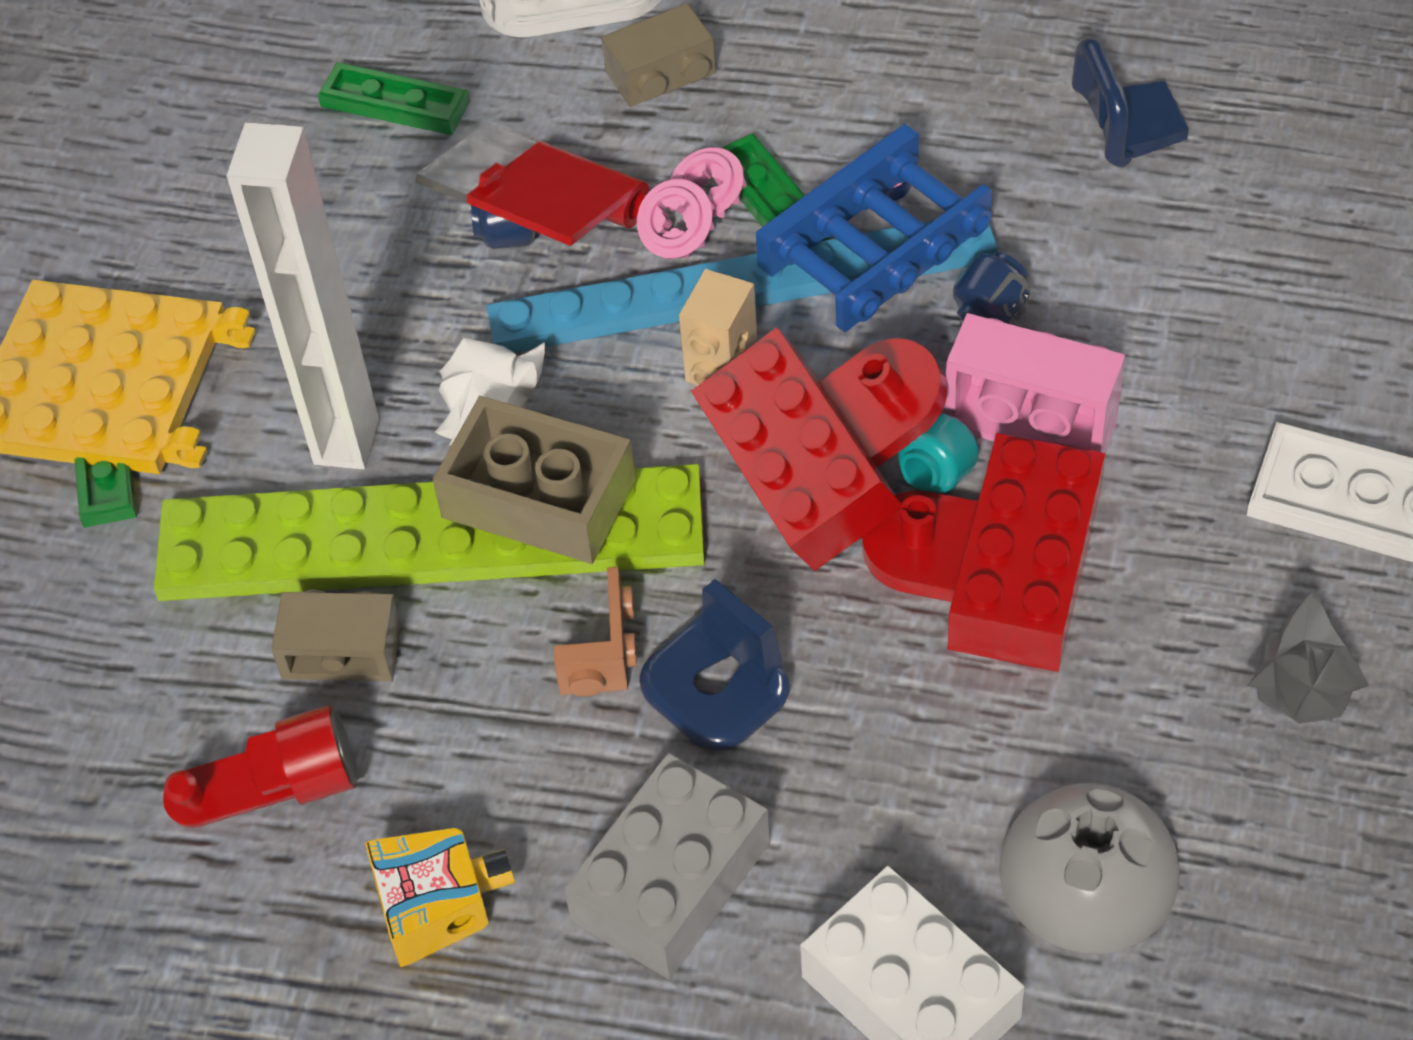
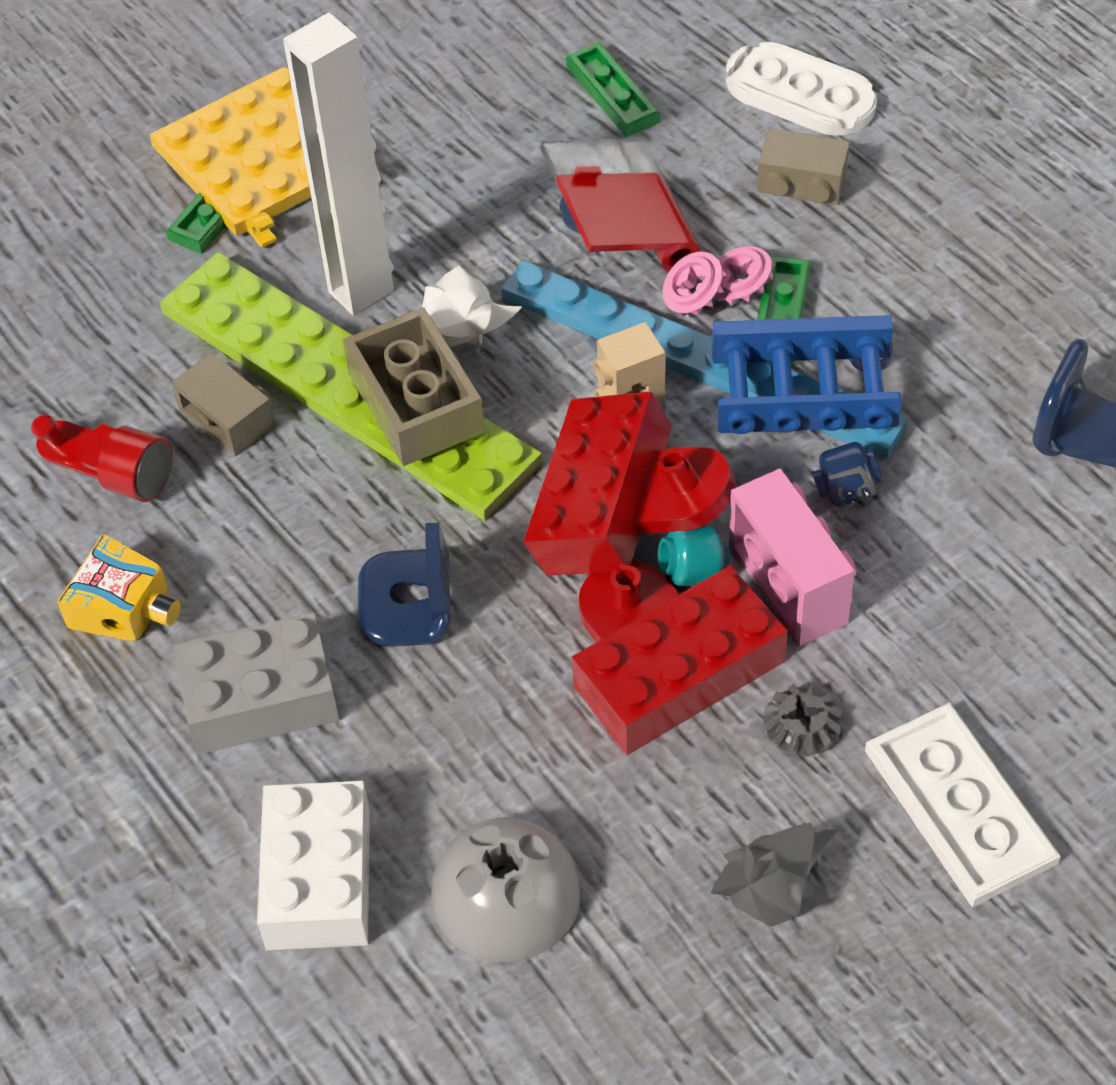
camera: 40 degrees right, 0 degrees up
(600, 666) = (359, 537): nougat bracket -> none
(1182, 545) = (790, 734): none -> flat silver gear

